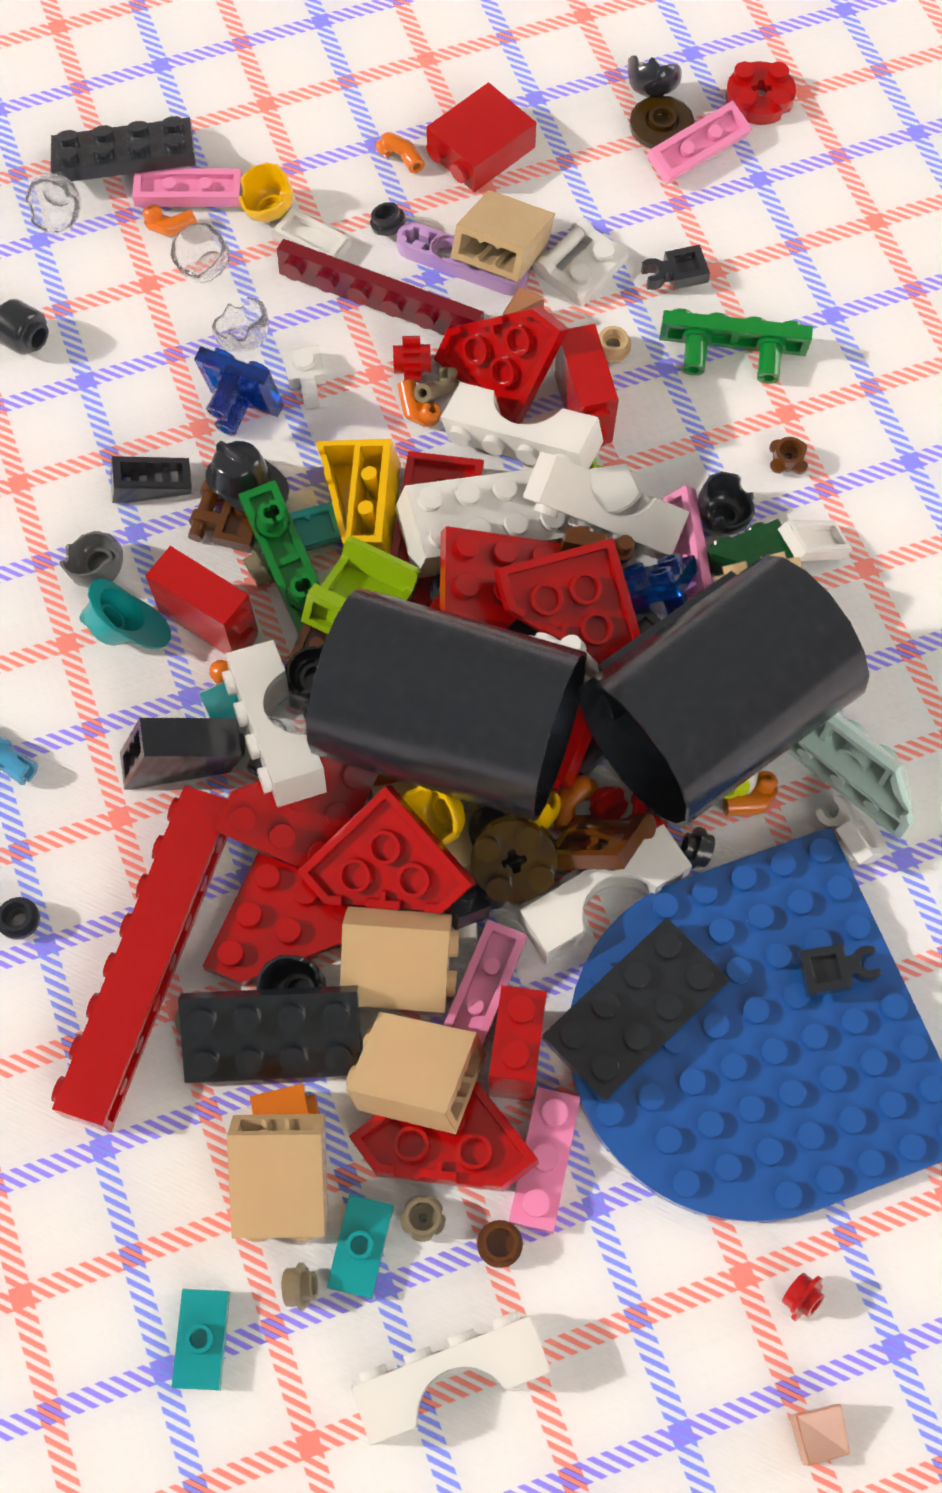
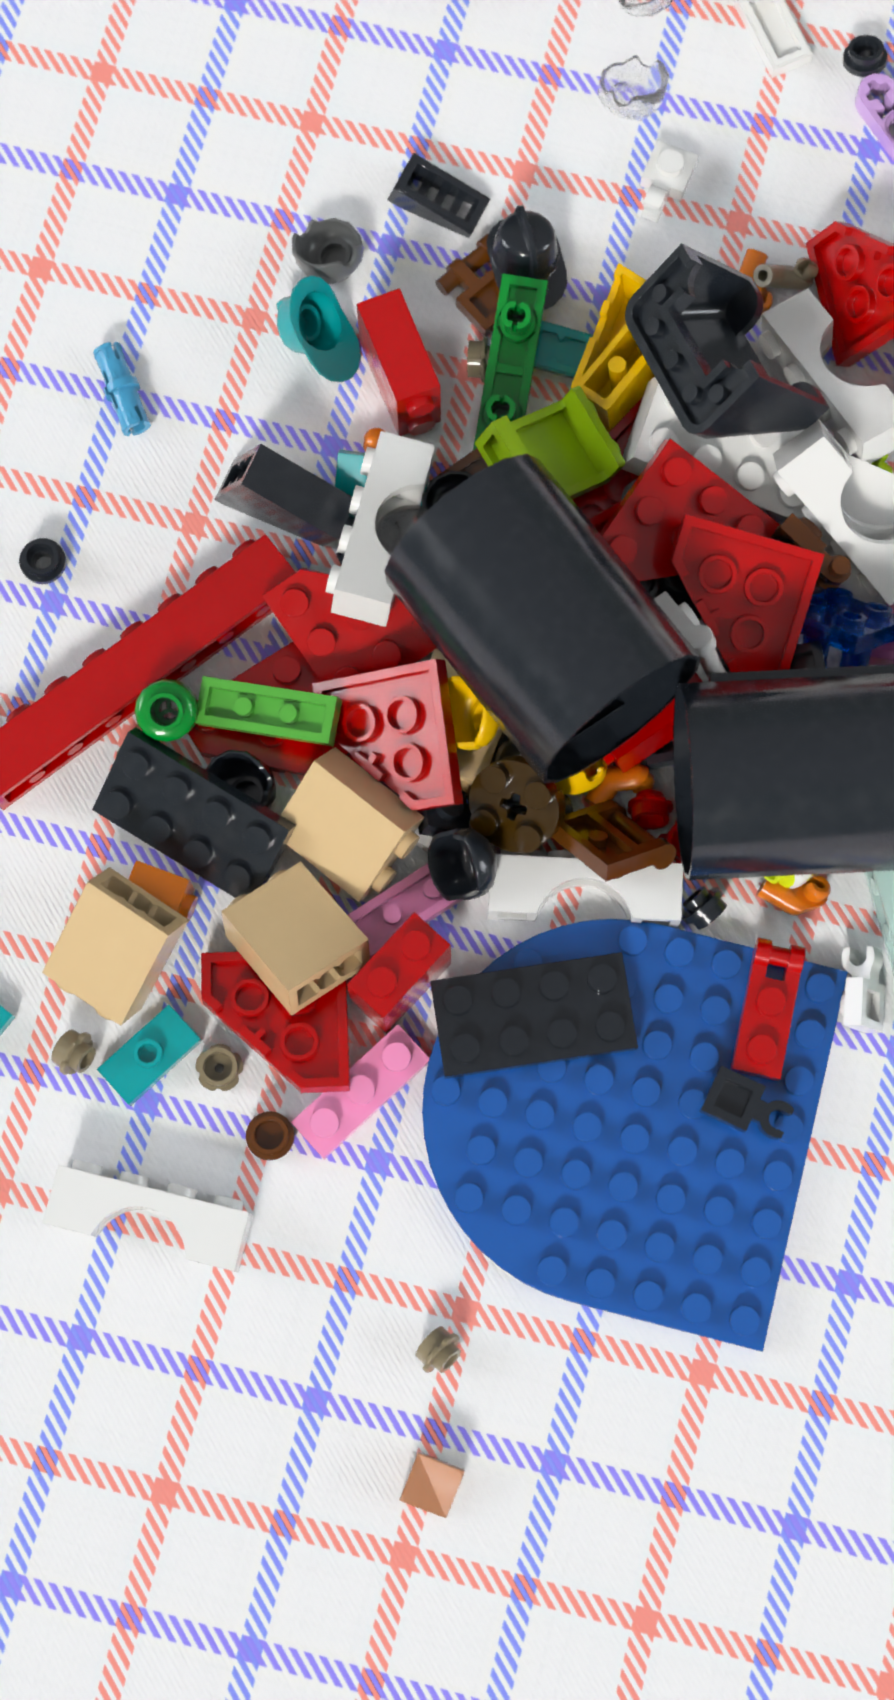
camera: 35 degrees right, 10 degrees up
(213, 958) = (152, 719): none -> green head
(236, 388) = (578, 156): clear blue plate -> none
(277, 913) = (268, 711): none -> bright green plate
(372, 289) = (794, 128): dark red plate -> none
(402, 444) = (693, 333): none -> black windscreen
(412, 358) = (780, 230): red gear -> none
(504, 930) = (462, 864): none -> black hair
(749, 1321) = (438, 1350): none -> dark tan plate
(800, 890) = (767, 1011): none -> red plate
(804, 1296) = (502, 1364): red plate -> none

